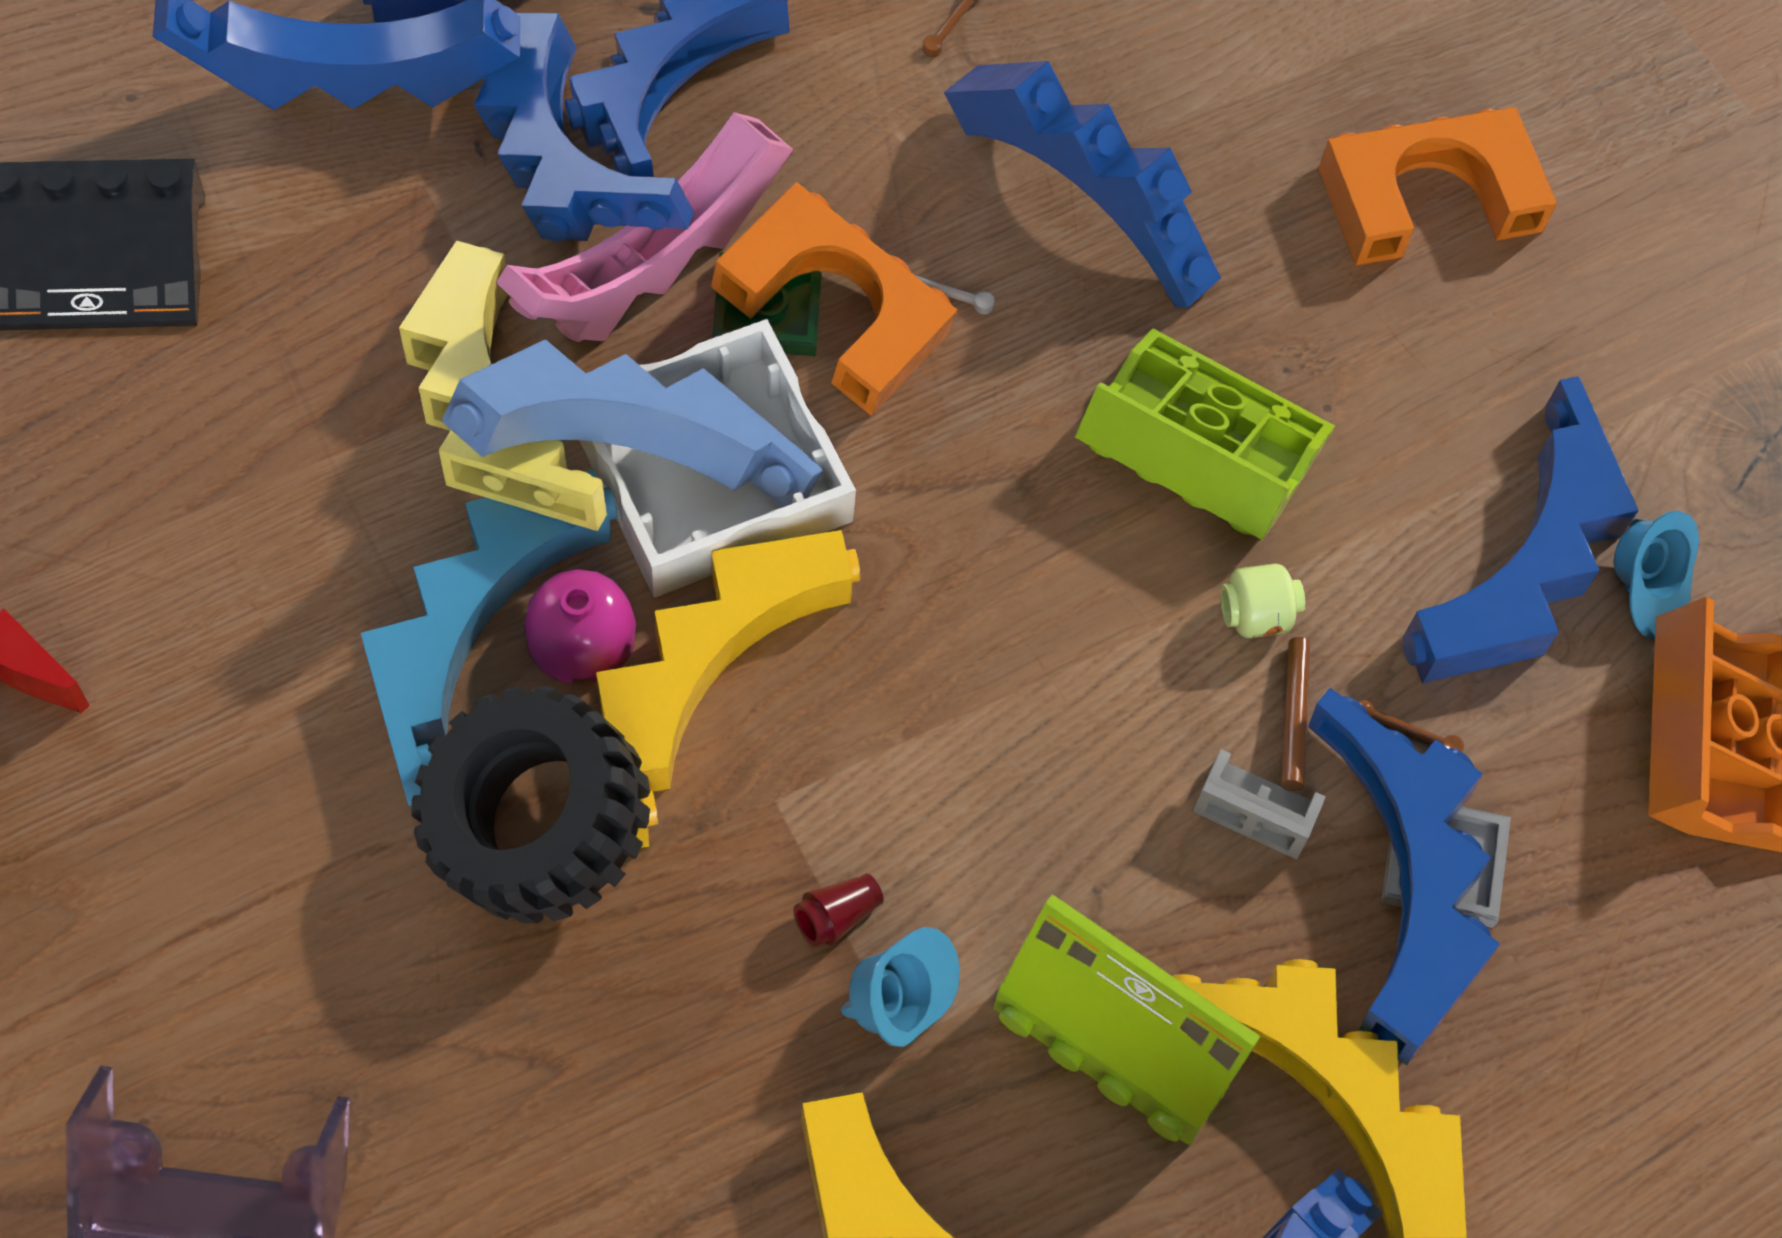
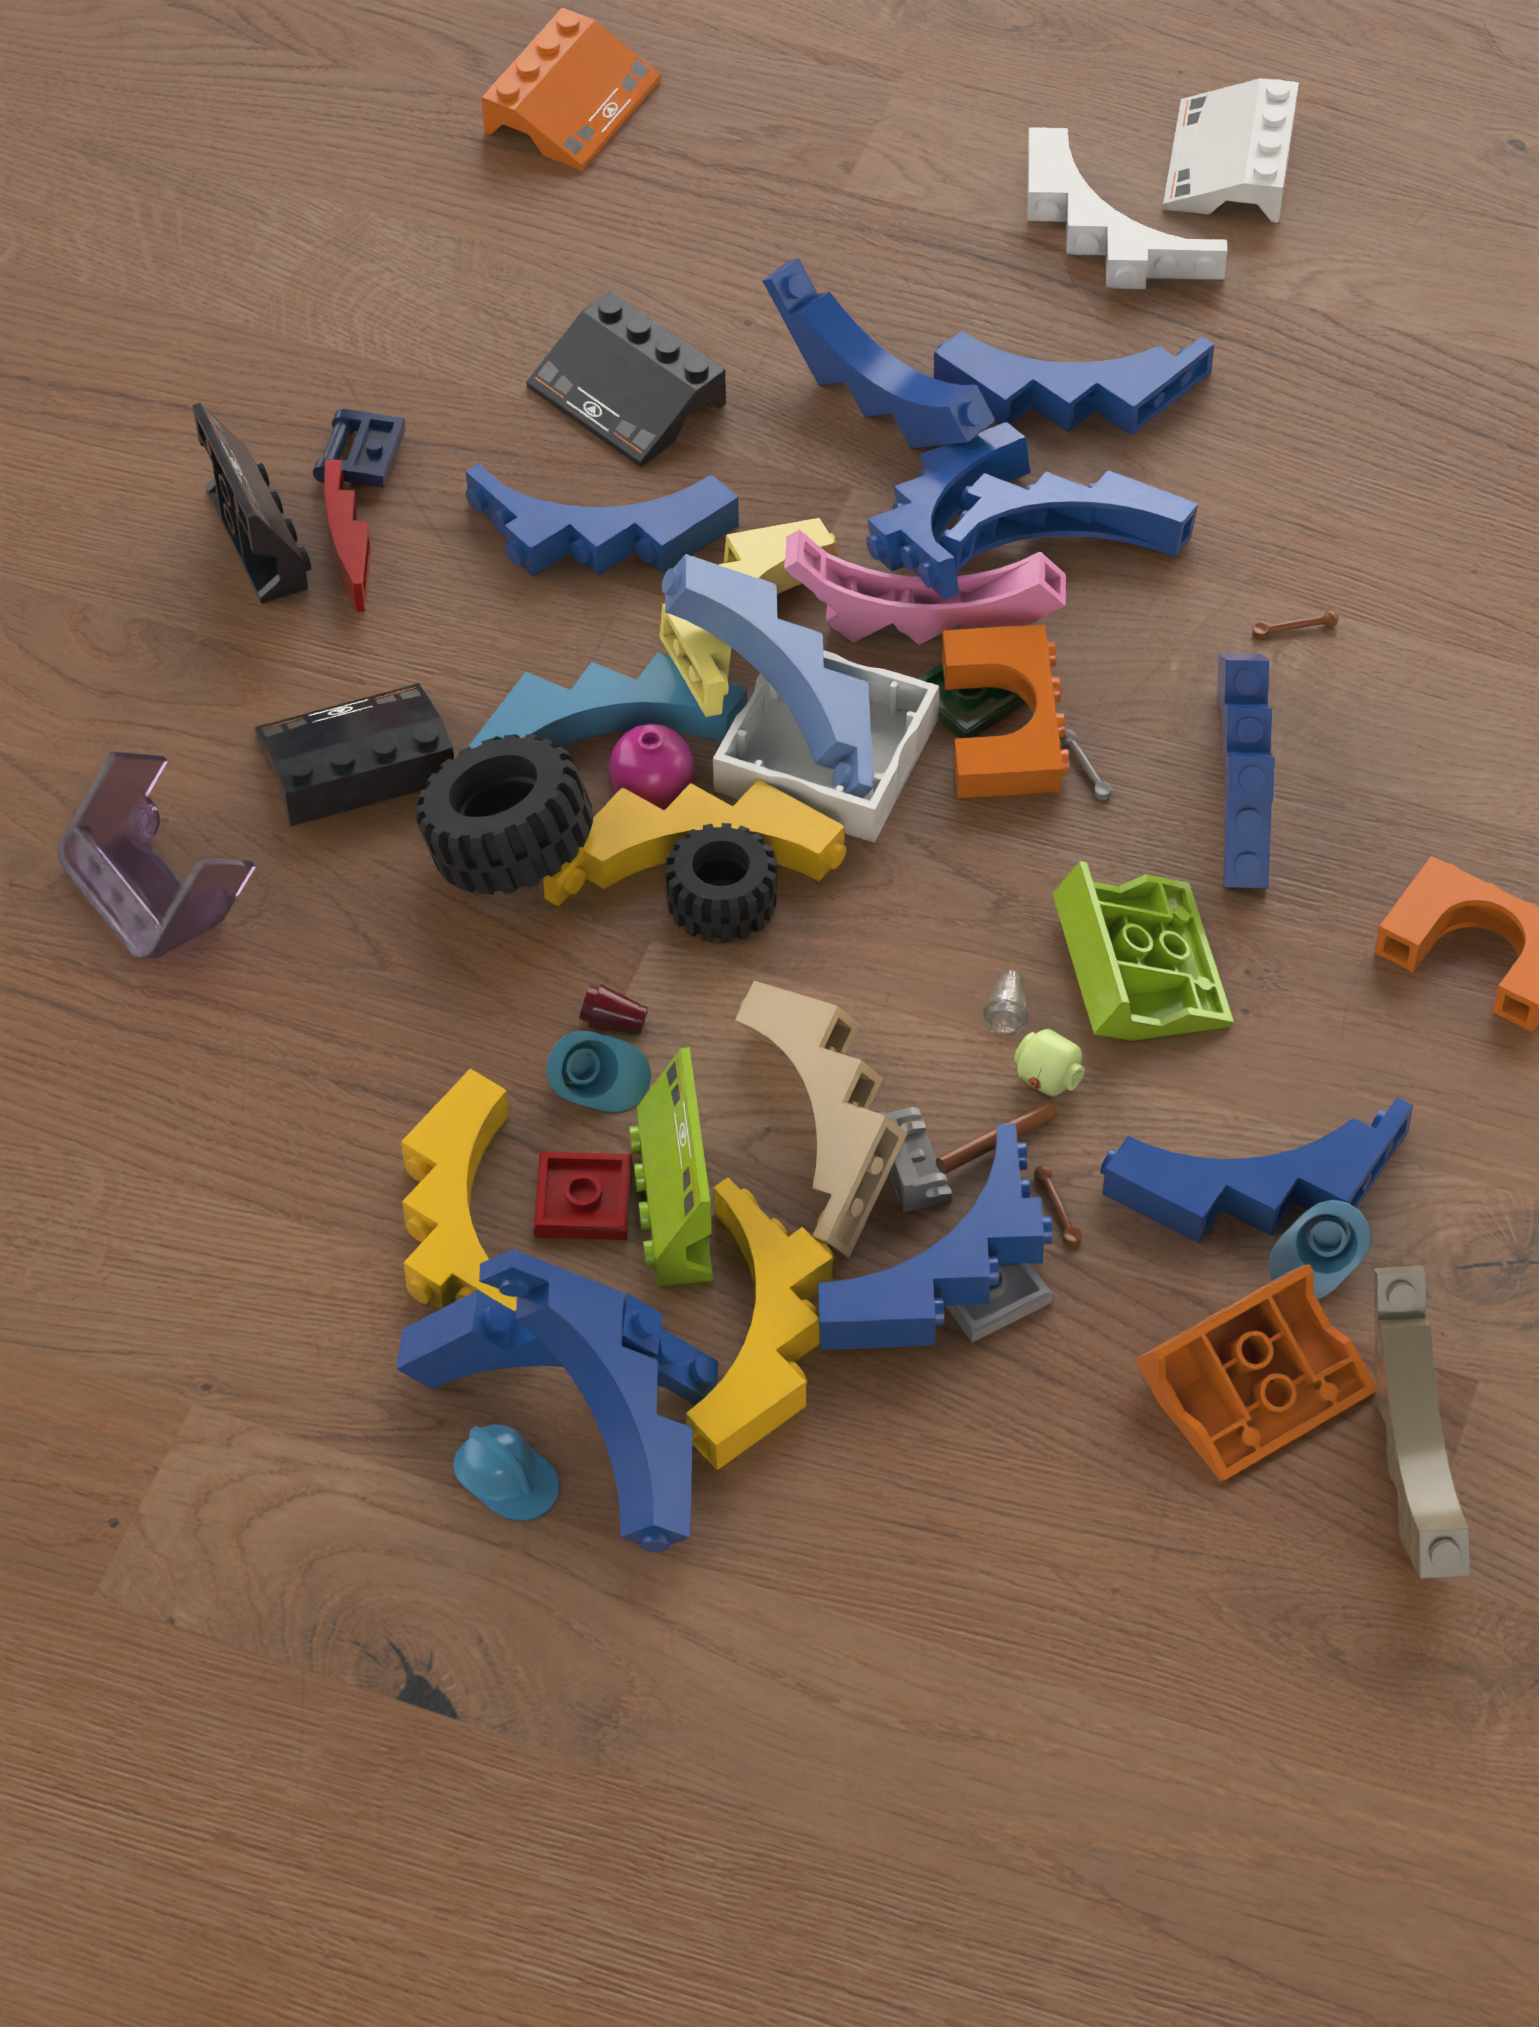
camera: 55 degrees right, 10 degrees down
(250, 432) = (600, 537): none -> arch
(266, 864) = (355, 752): none -> black piece
(797, 645) = (721, 909): none -> black tyre
(1026, 1123) = (583, 1195): none -> red tile
(1158, 577) = (1007, 1005): none -> clear cone
(1222, 836) = (852, 1141): none -> tan arch

